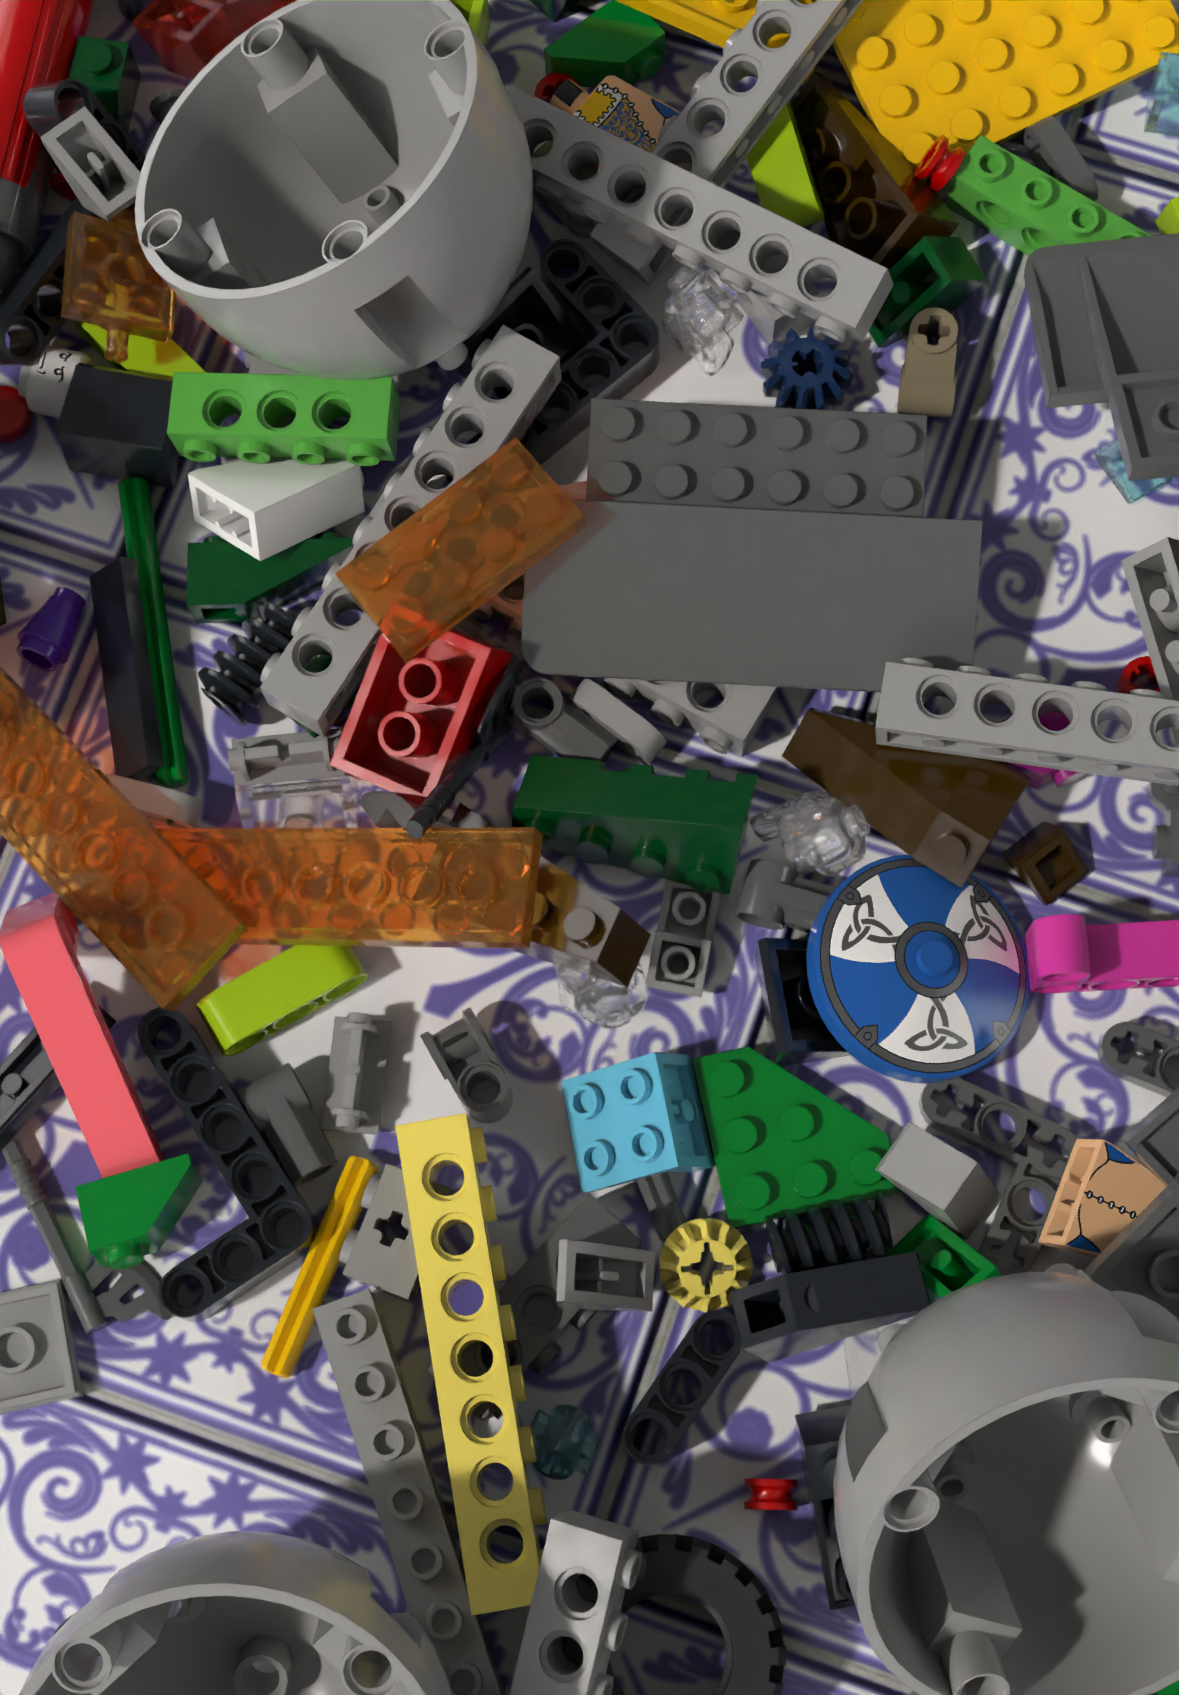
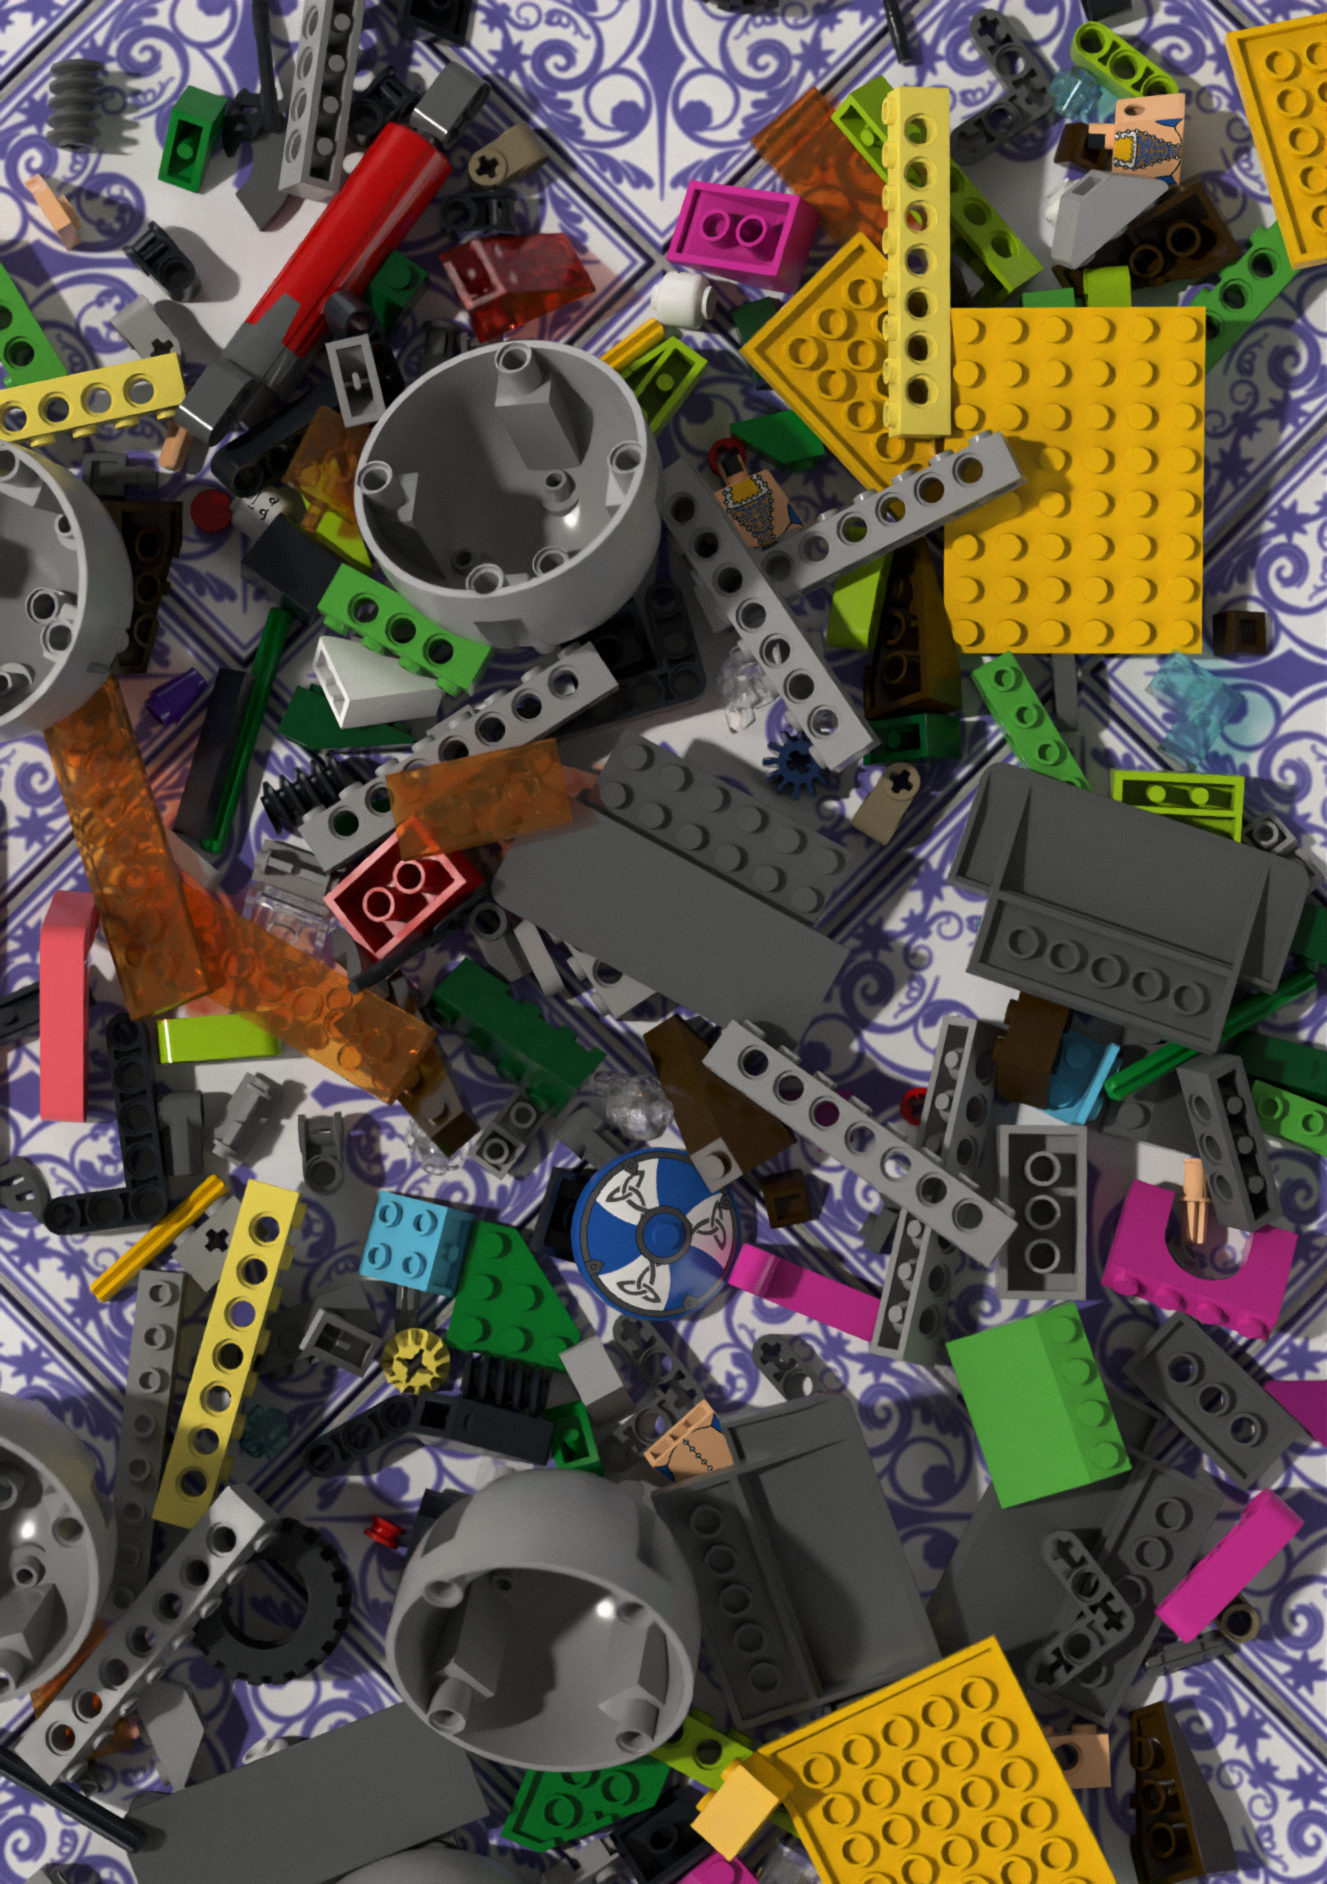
camera: 15 degrees right, 10 degrees up
(136, 1209) = (52, 1143): green slope -> none
(939, 163) = (970, 656): red bush -> none

